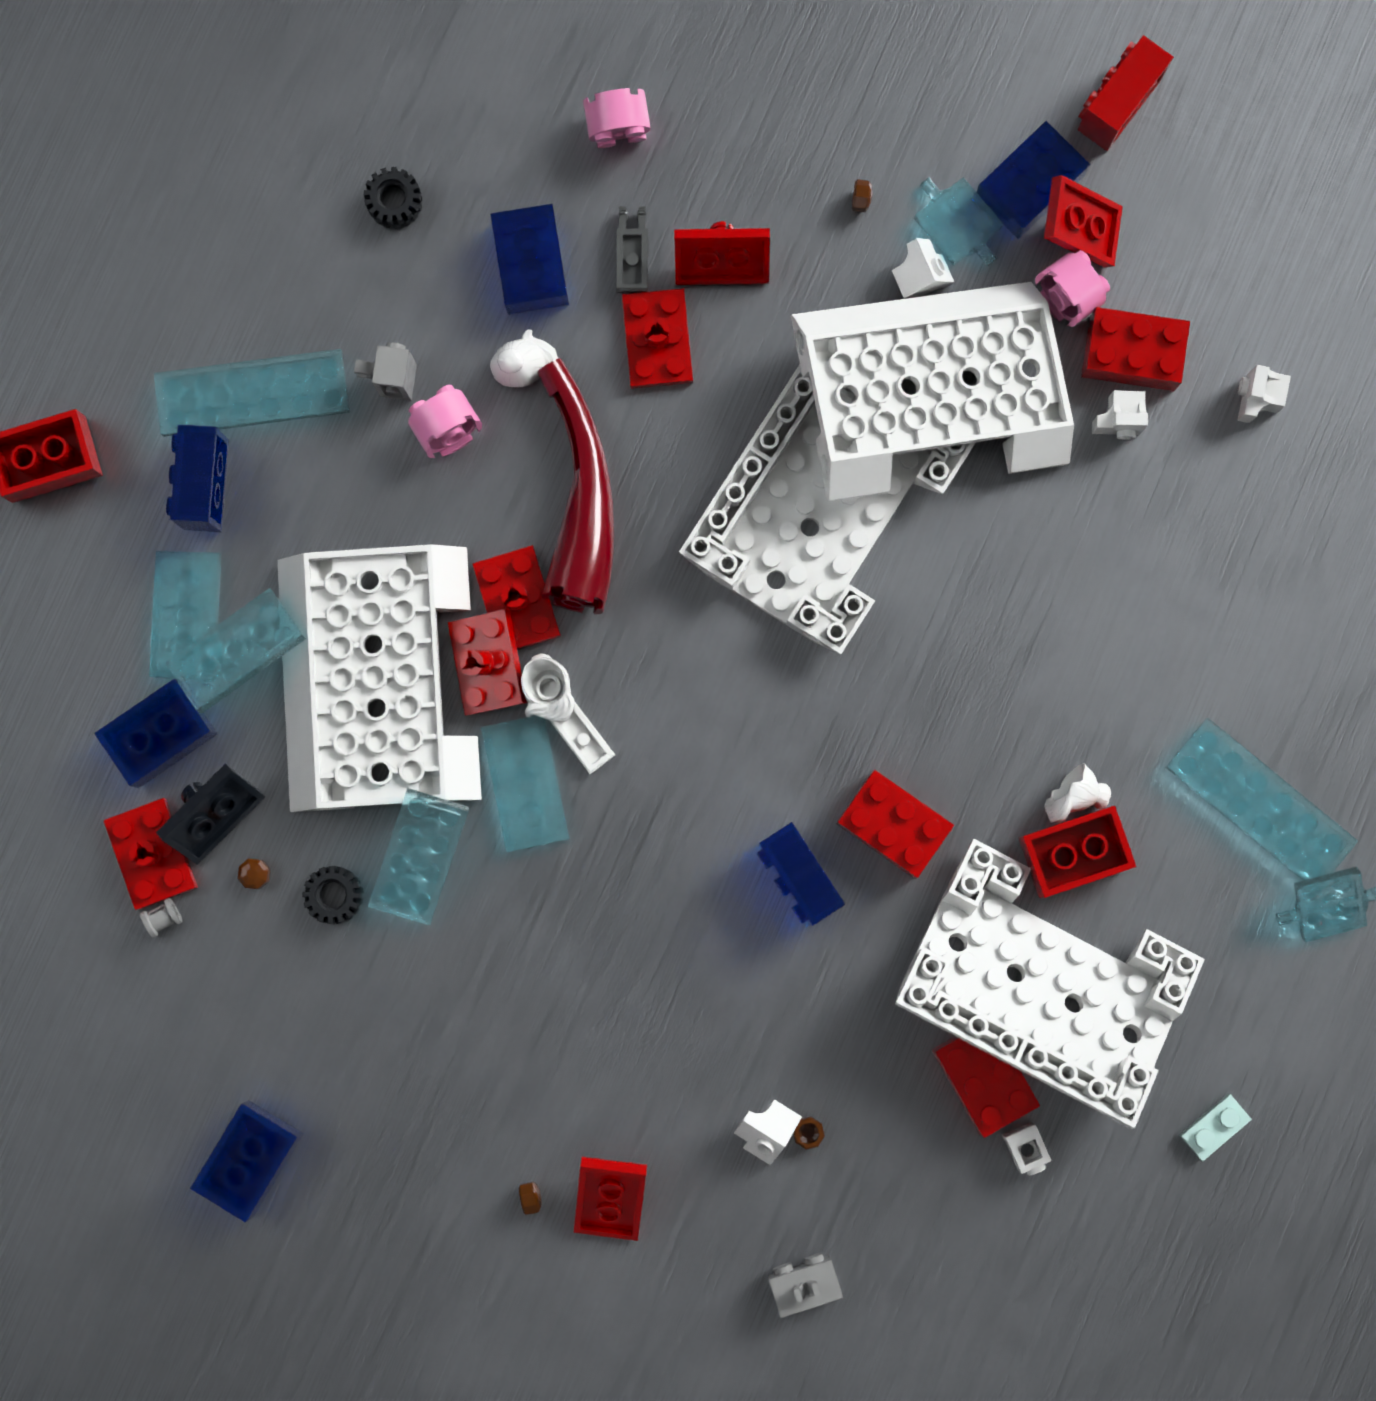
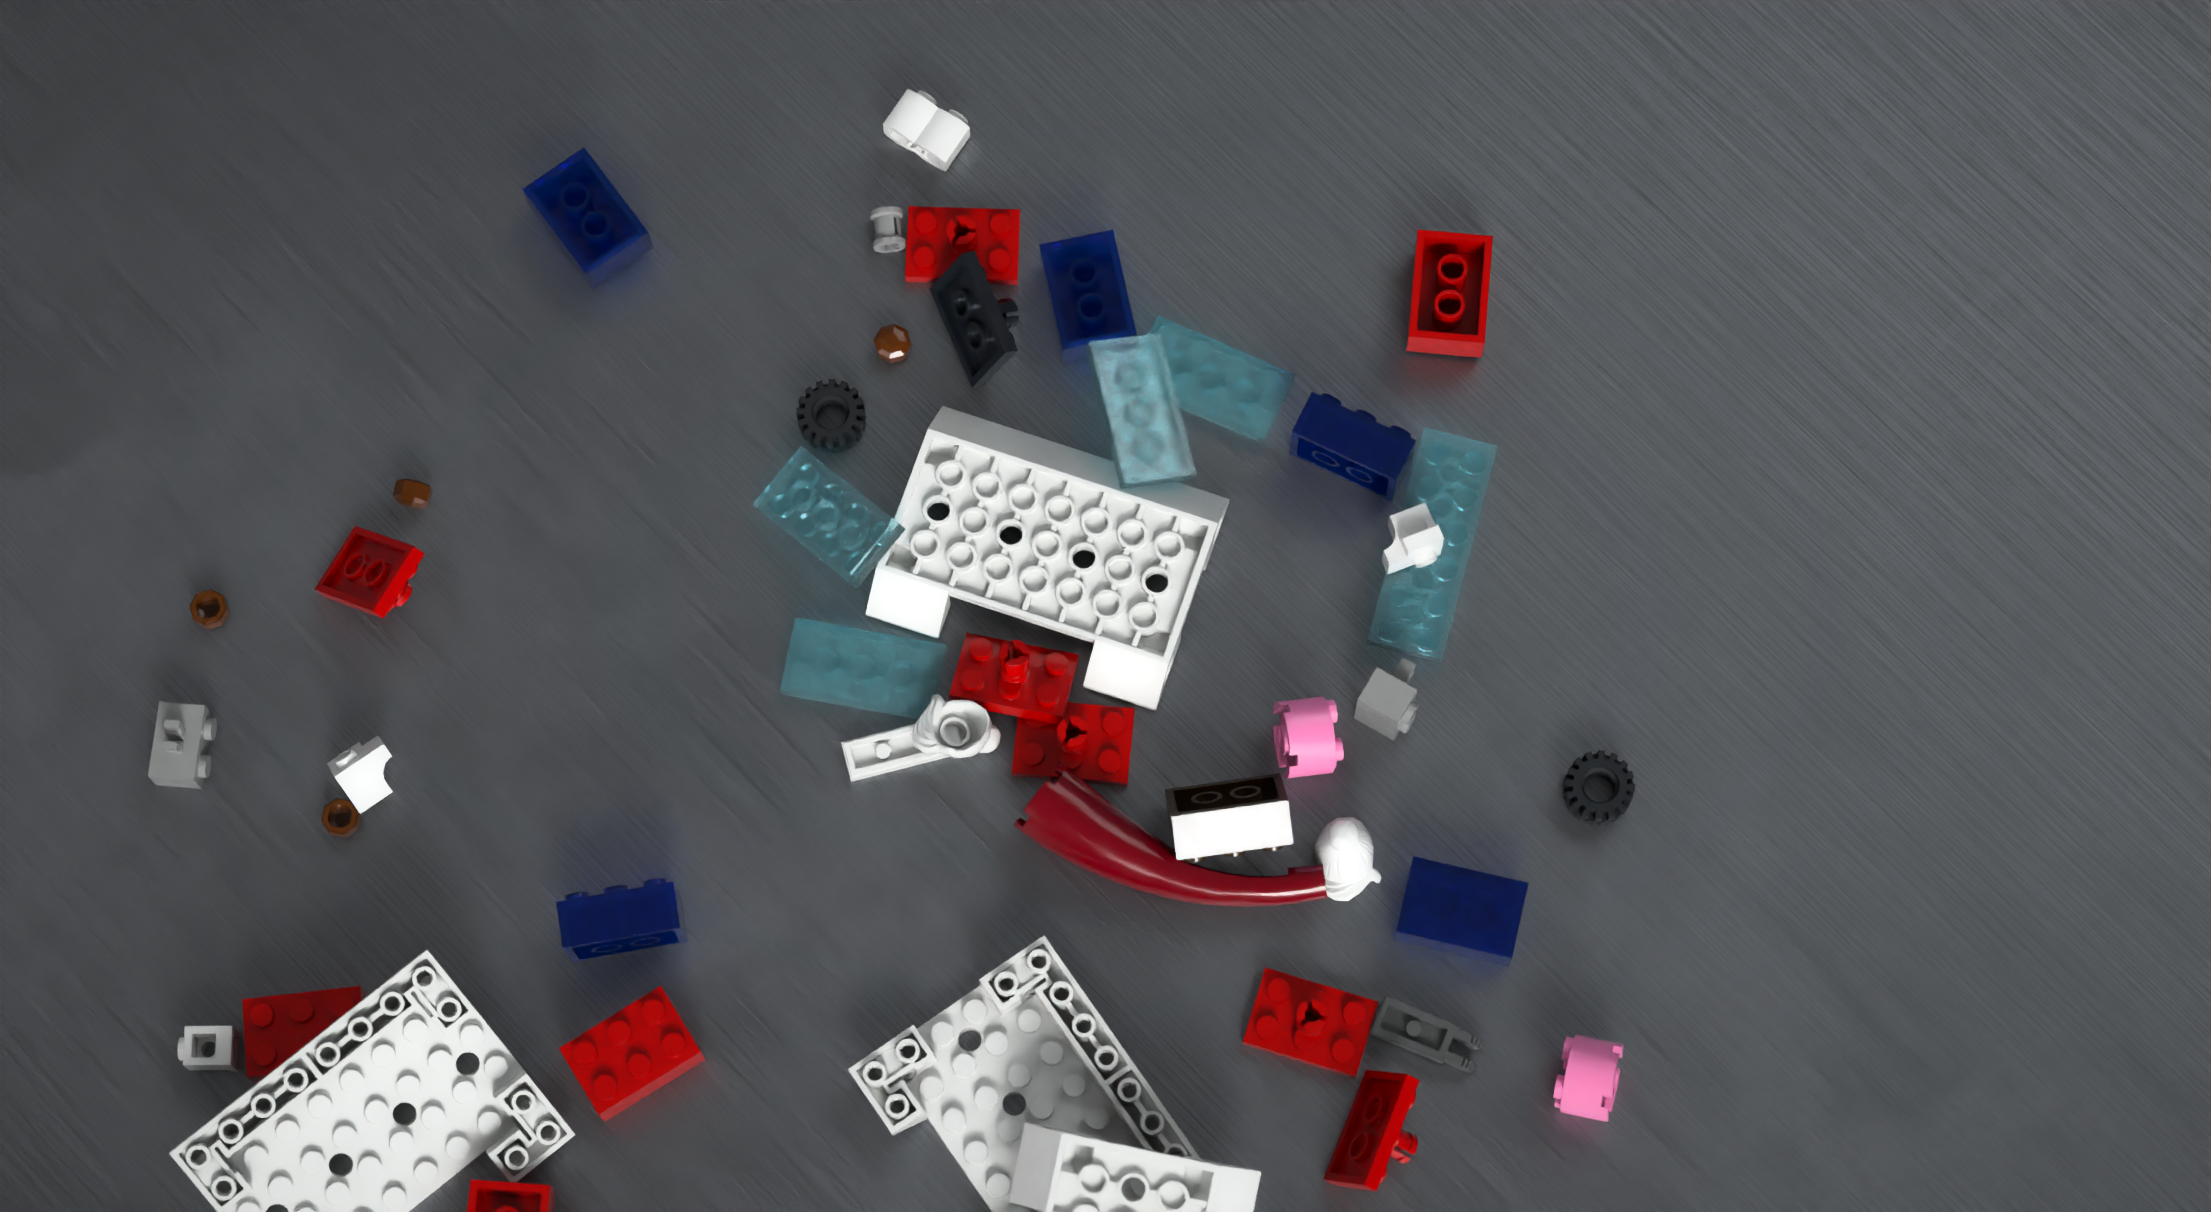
camera: 110 degrees right, 10 degrees down
(63, 922) = (927, 129): none -> white brick
(255, 402) = (1414, 538): none -> white brick
(530, 452) = (1229, 817): none -> brick
(687, 1316) = (209, 609): none -> reddish brown tile

